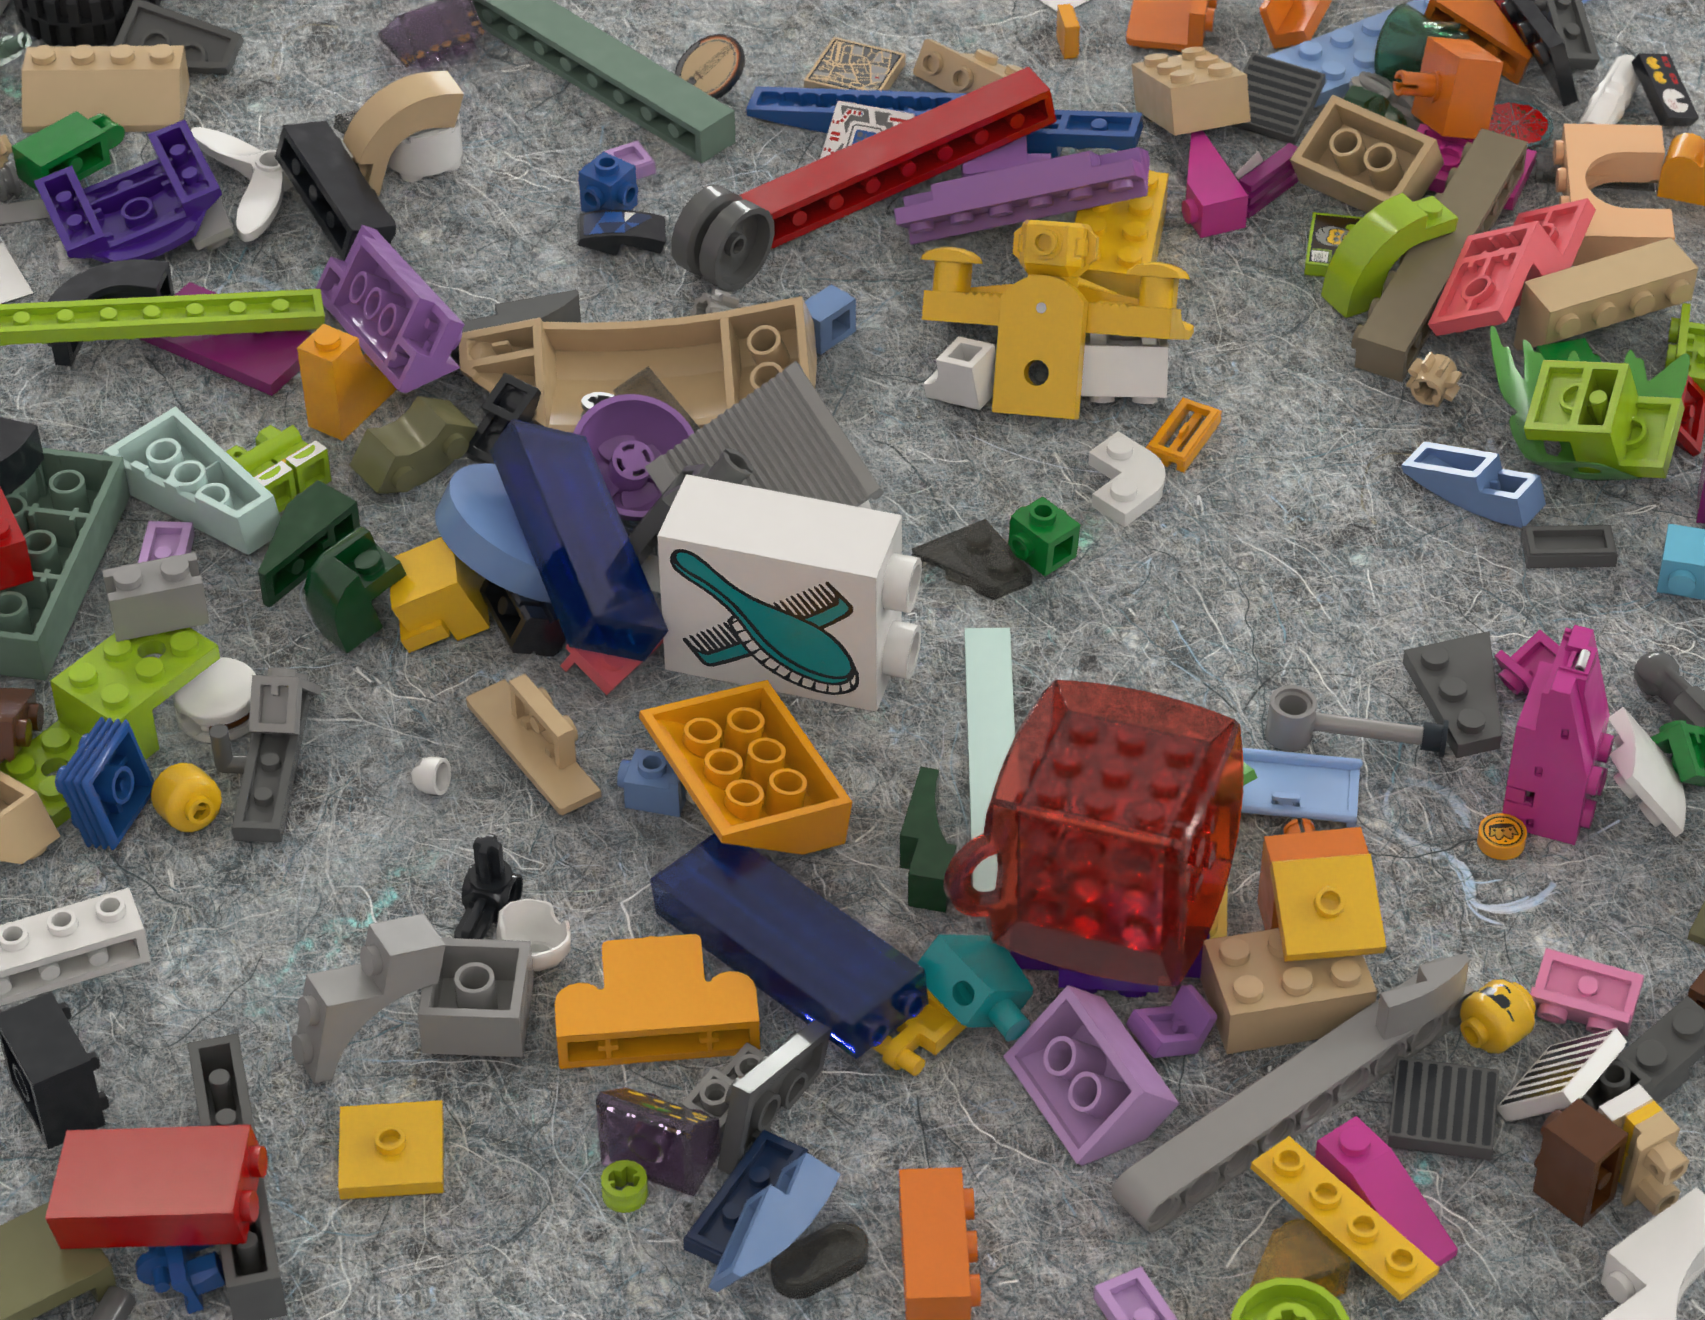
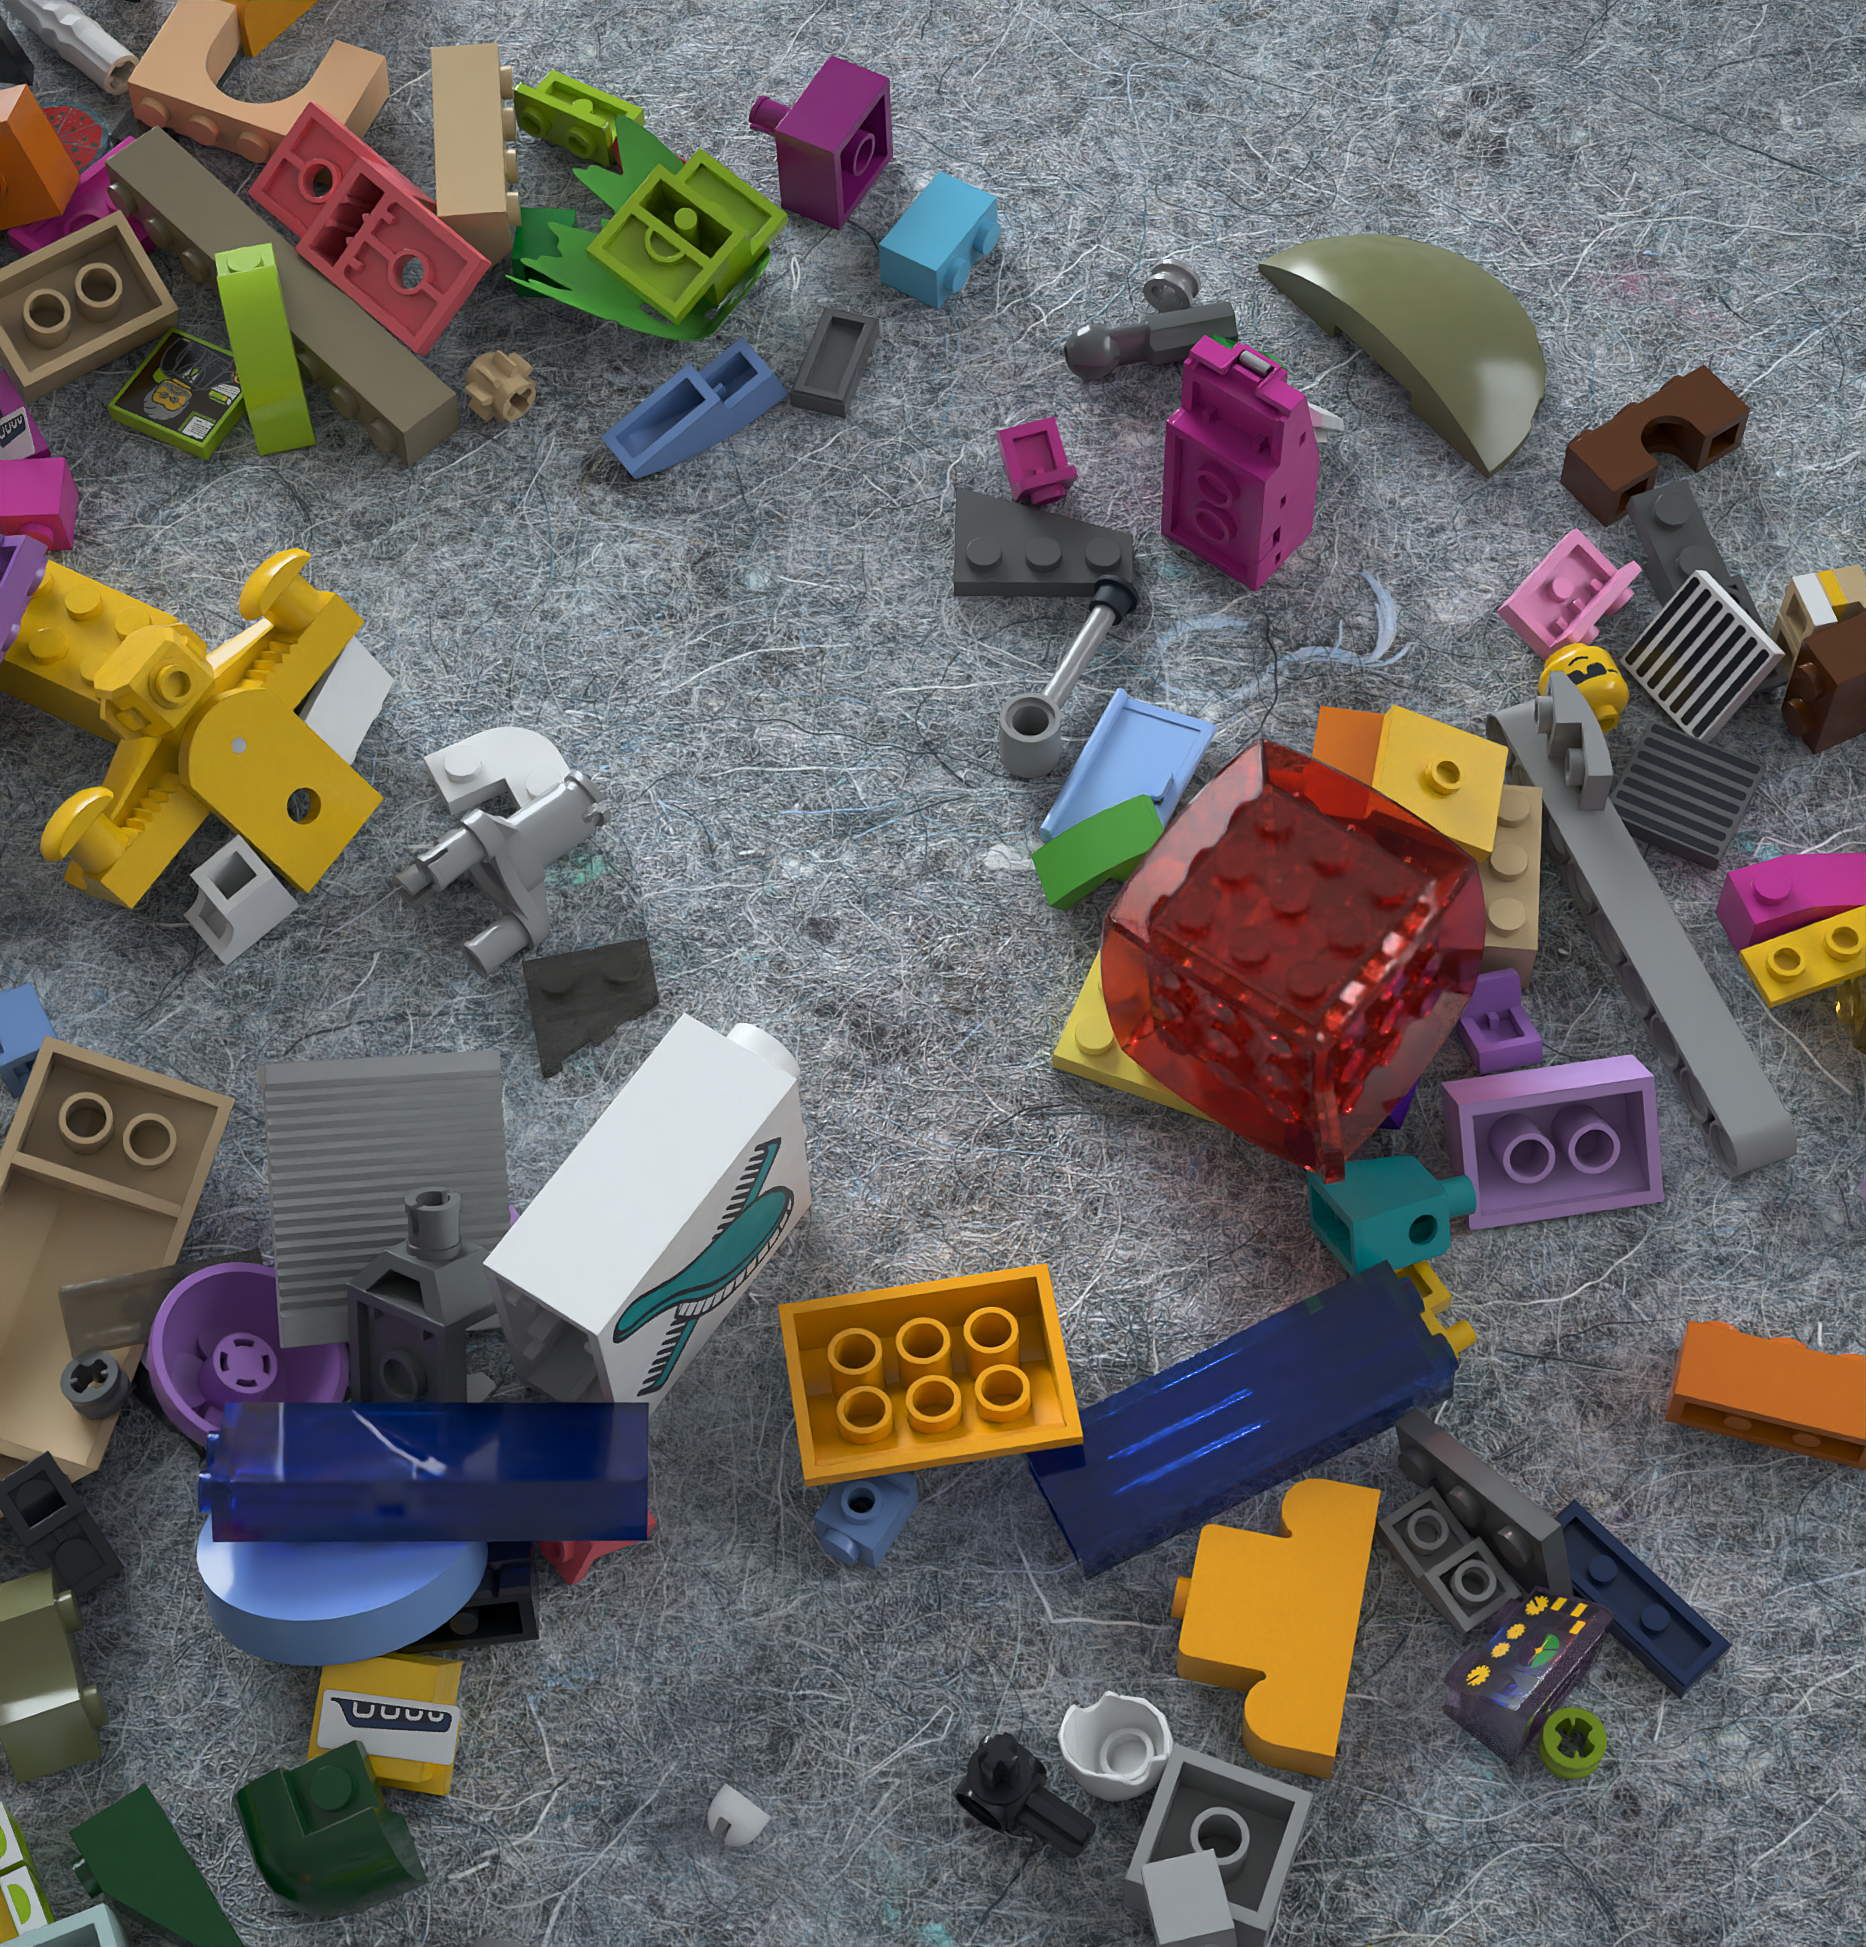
camera: 70 degrees left, 15 degrees up
(419, 582) = (389, 1726): none -> white sticker
(536, 740) = (725, 1652): tan bracket -> none
(775, 1218) = (1710, 1573): medium blue slope -> none
(820, 1260) = (1747, 1538): clear smoke tile -> none
(924, 846) = (1146, 1211): dark green slope -> none
(988, 728) = (995, 1097): light aqua tile -> none
(1043, 536) = (600, 900): green brick -> none
(1046, 475) = (508, 865): none -> light grey wheel
(1197, 441) = (482, 719): light orange tile -> none
(1501, 836) = (1285, 593): light orange tile -> none

